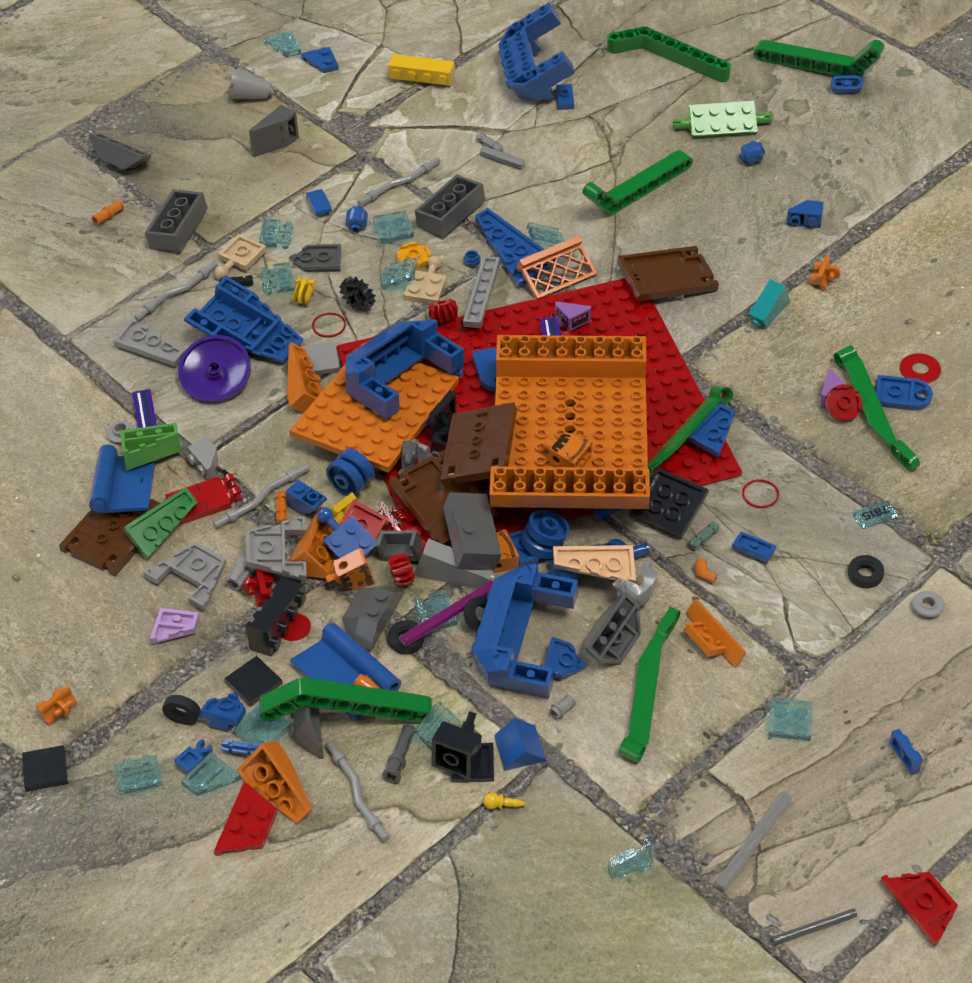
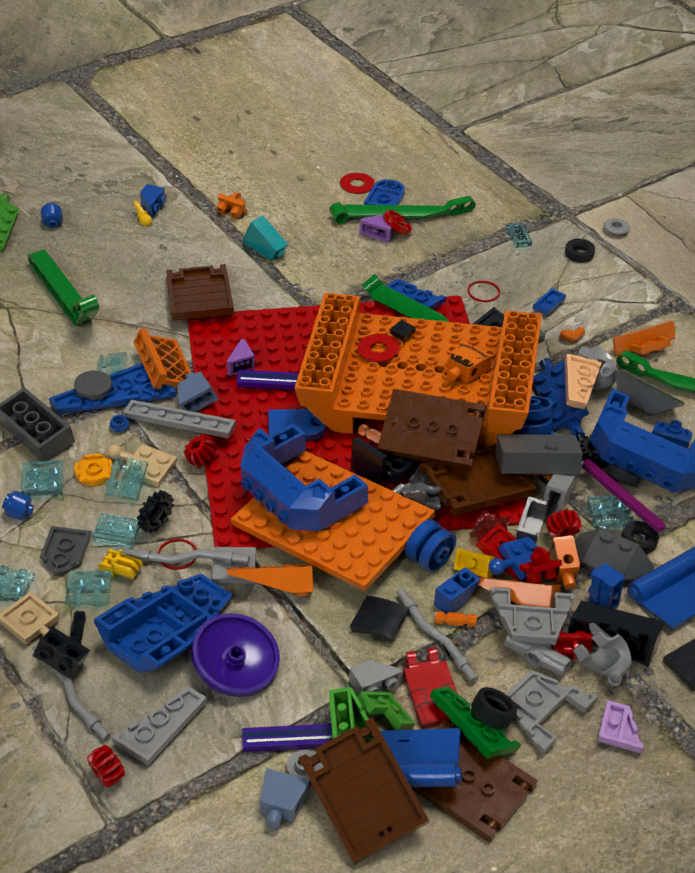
camera: 85 degrees left, 5 degrees down
(84, 455) = (364, 791): none -> reddish brown door
(87, 419) = (282, 797): none -> sand blue torso
(103, 317) = (106, 765): none -> red gear
(177, 469) = (386, 704): none -> bright green plate
(183, 519) = (493, 708): none -> black tyre
(203, 272) = (61, 652): none -> black brick
(244, 611) = (610, 660): none -> light grey piece
(272, 456) = (379, 618): none -> black slope
(319, 305) = (226, 556): none -> light grey bar
(319, 601) = (606, 586): none -> blue brick
(331, 543) = (539, 563): none -> red hips
(338, 277) = (116, 530): none -> clear light blue plate
(508, 228) = (93, 385): none -> dark grey tile
(518, 294) = (195, 392): none -> sand blue torso
(600, 388) = (366, 352): none -> red gear
(615, 405) = (402, 330): none -> black tile
(779, 218) = (144, 218): none -> yellow bar

